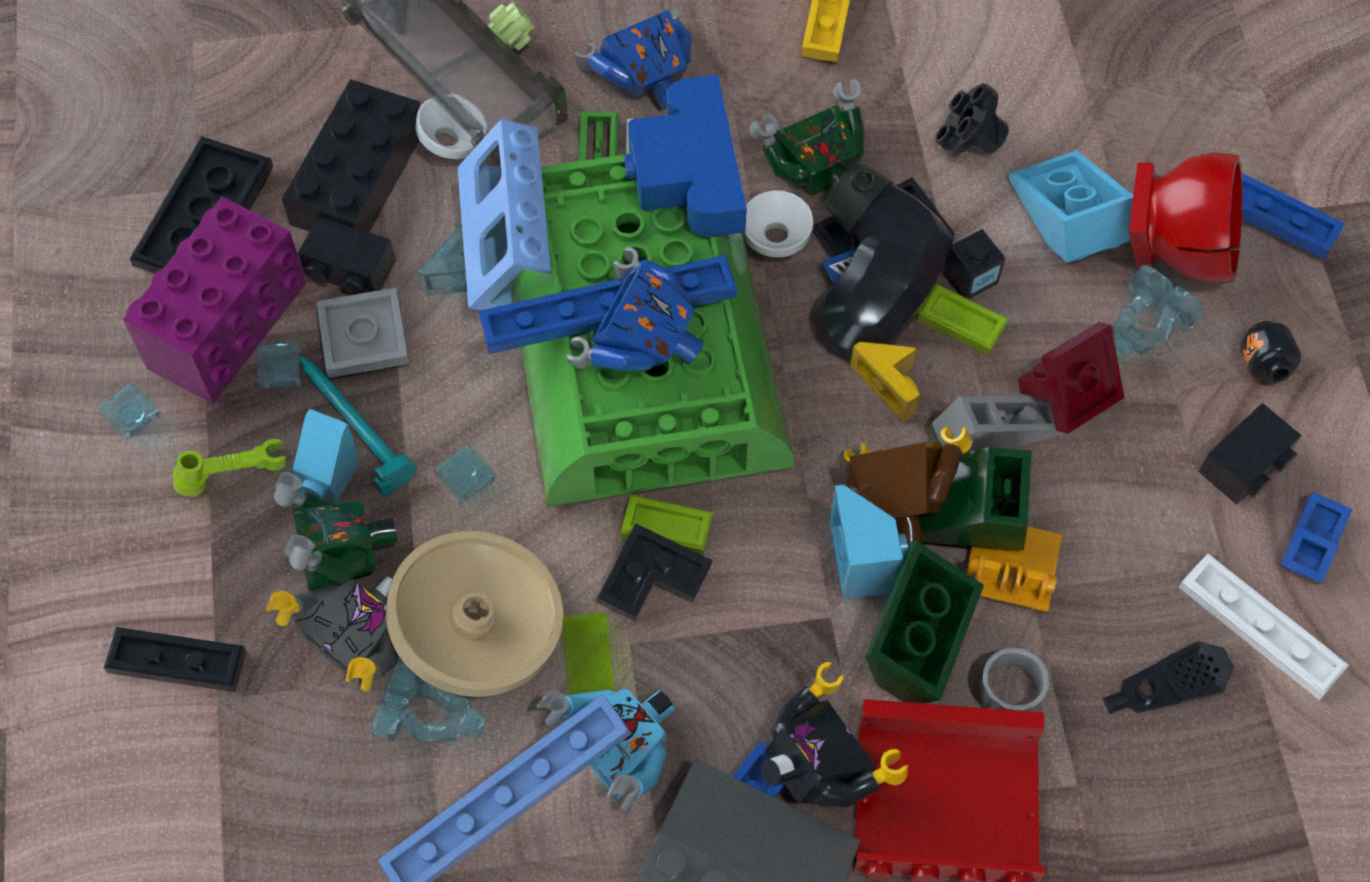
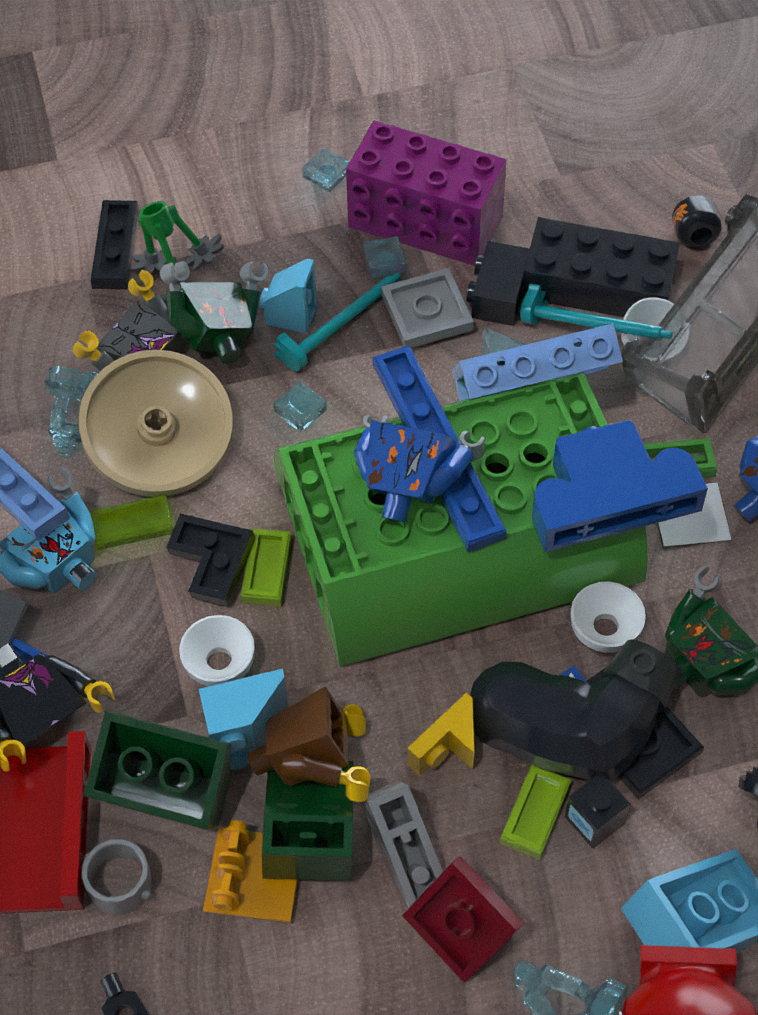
camera: 85 degrees right, 5 degrees down
(192, 471) = (273, 224): lime brick -> none
(202, 571) = (158, 221): none -> plant
(208, 174) = (546, 179): black piece -> none
(309, 69) = (696, 221): none -> black head
(392, 229) = (535, 308): none -> teal piece
(775, 553) = (216, 635): none -> white piece

